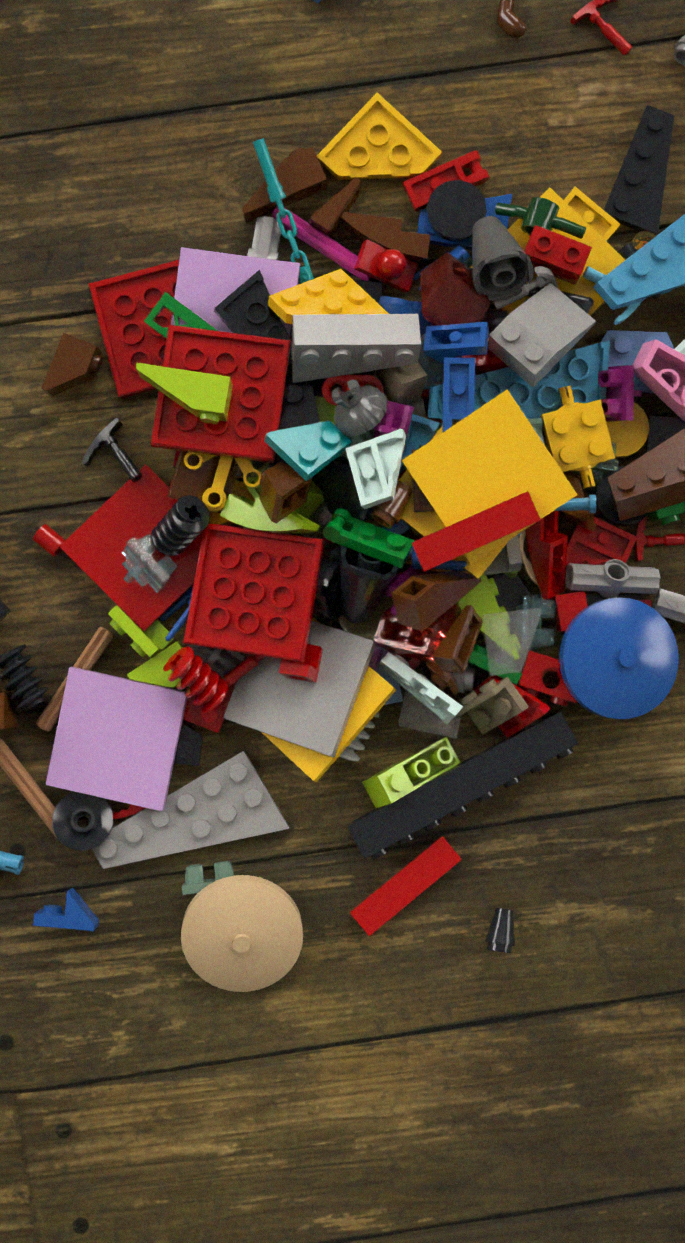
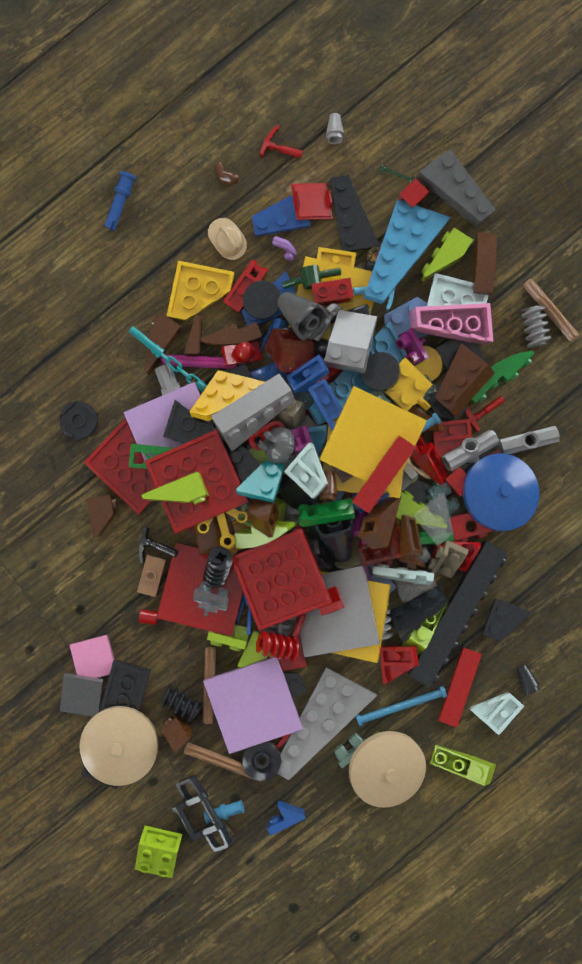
camera: 30 degrees left, 0 degrees up
(86, 488) = (151, 575): none -> medium nougat plate
(116, 225) = (78, 420): none -> black tile
(312, 862) = (401, 706): none -> dark azure bar
(343, 799) = (397, 661): none -> red wing
(347, 991) = (463, 765): none -> lime slope
(406, 747) = (412, 613): none -> black wing
(437, 949) = (498, 711): none -> light aqua wing
(460, 104) = (227, 238): none -> tan piece
(518, 831) = (503, 619): none -> black wing
(533, 160) = (287, 246): none -> medium lavender arm
(552, 118) = (278, 219): none -> blue wing
(557, 398) = (381, 372): none -> black tile
(603, 121) = (312, 201): none -> red piece

